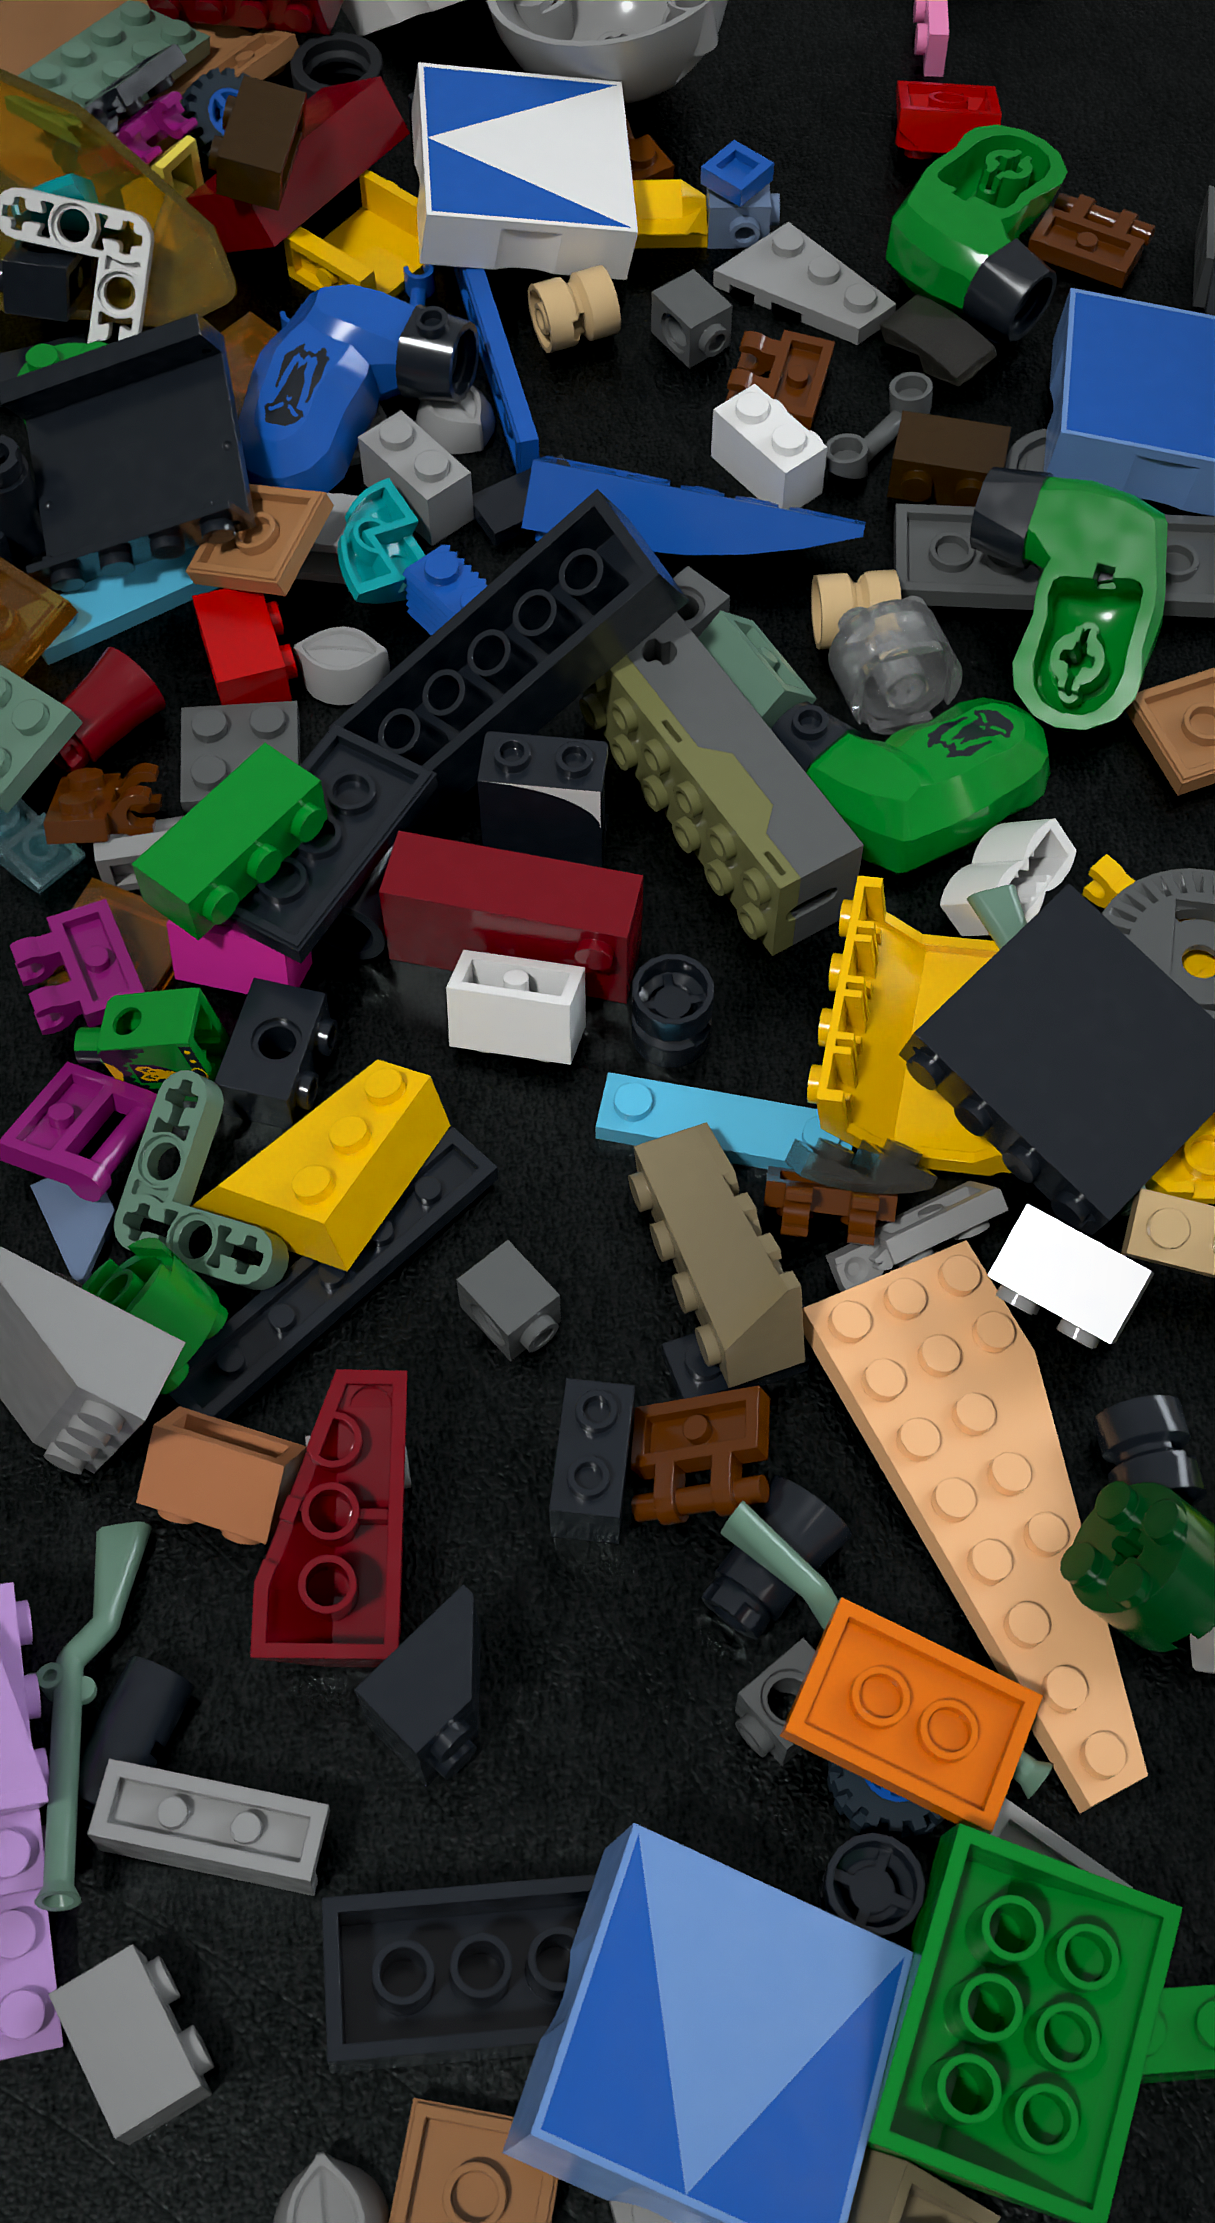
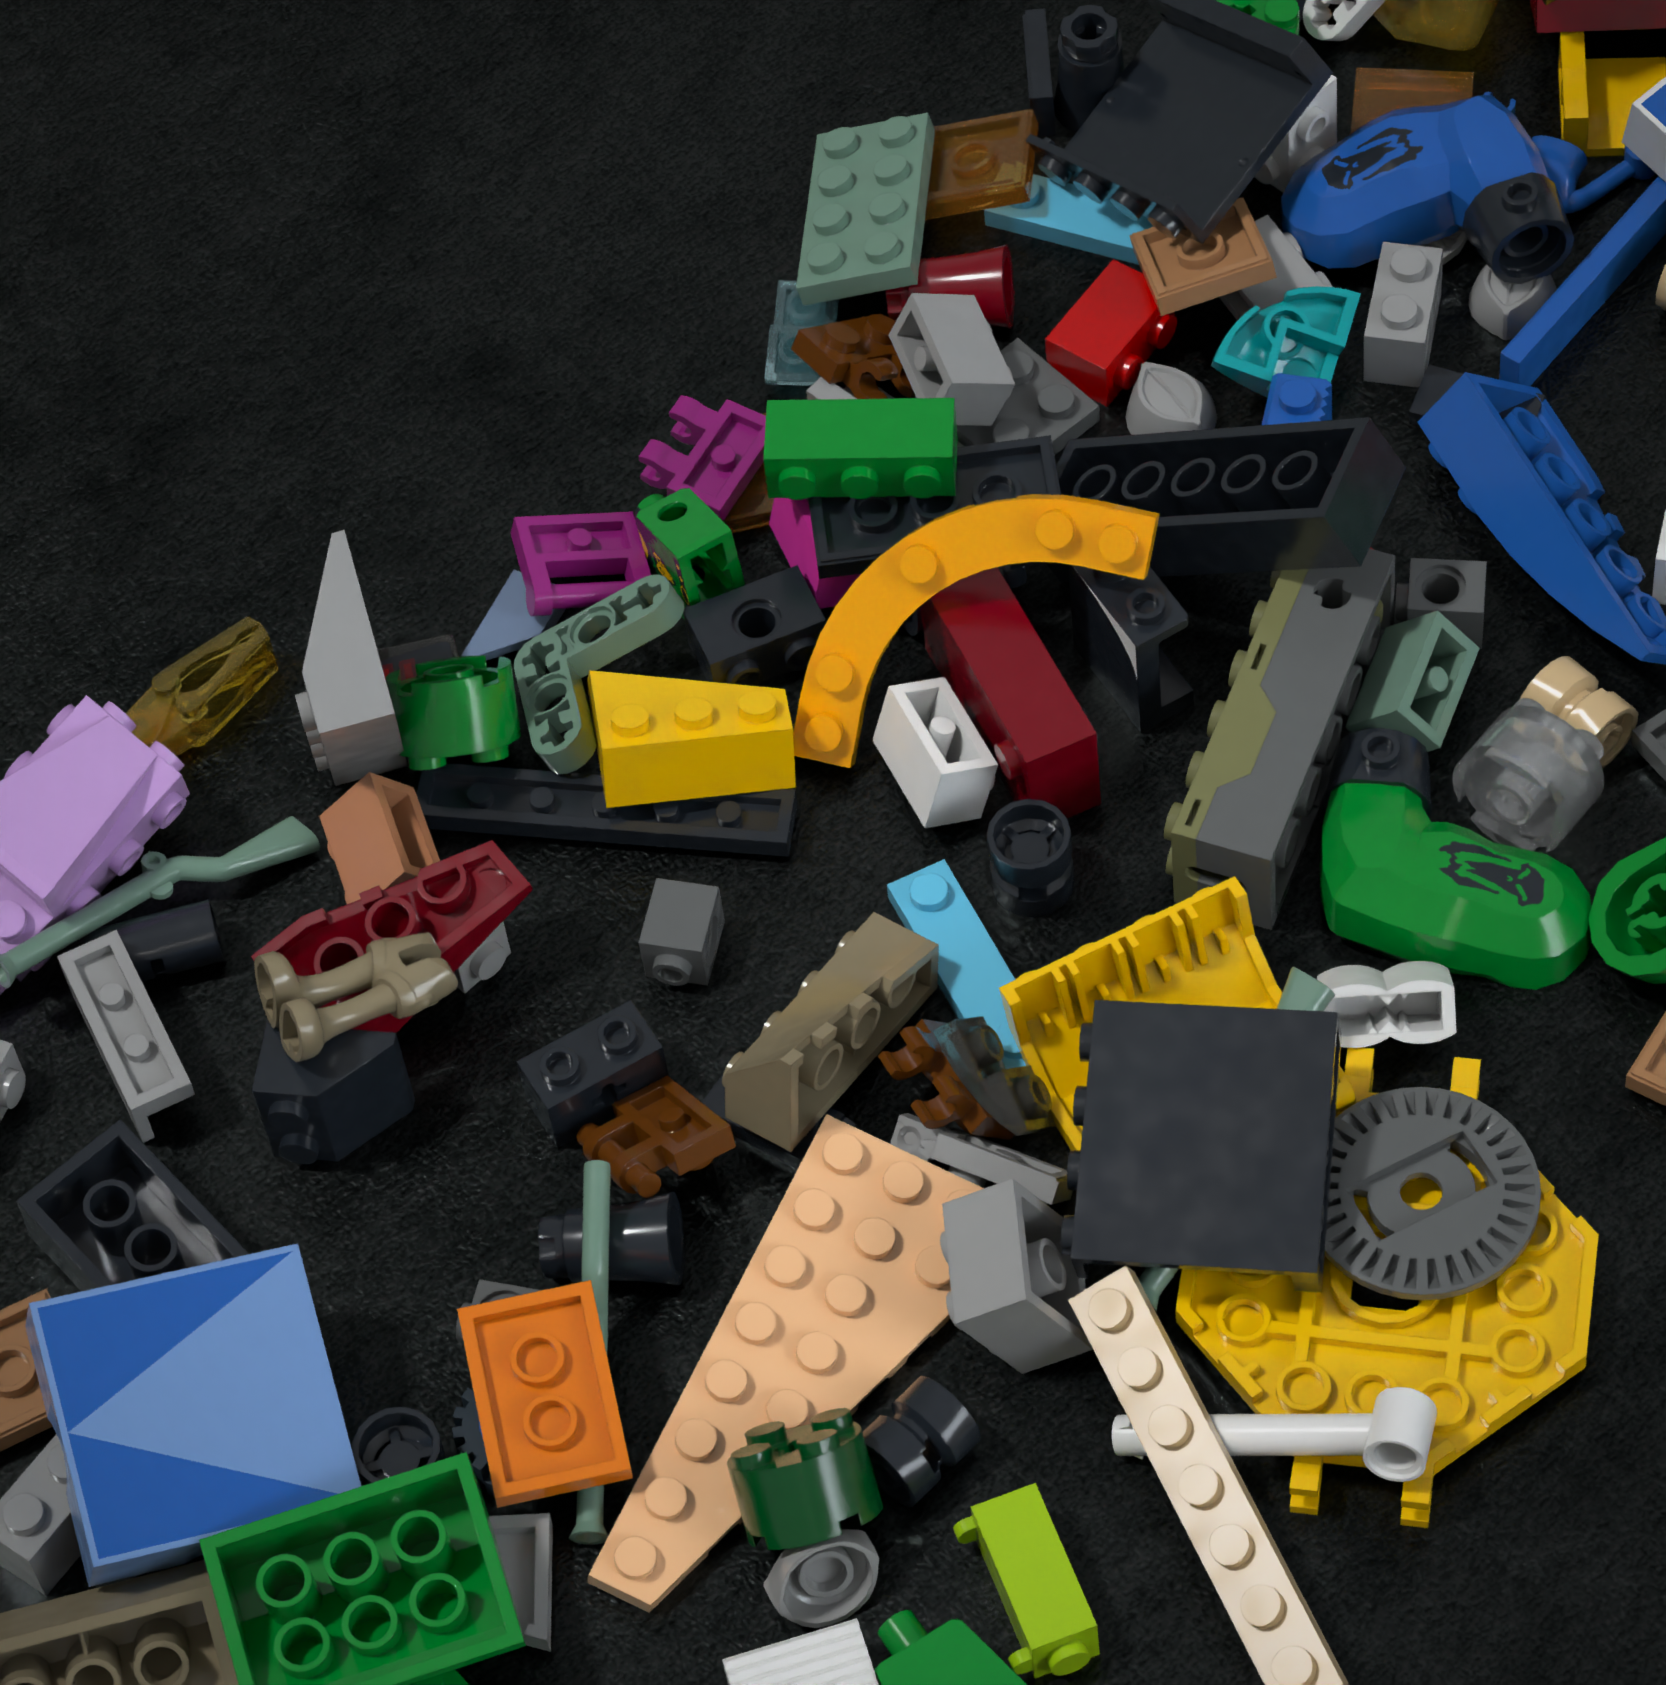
camera: 60 degrees right, 5 degrees down
(176, 744) = (952, 355): none -> light grey brick
(394, 1547) = (403, 979): none -> dark tan piece
(396, 861) = (931, 559): none -> light orange plate

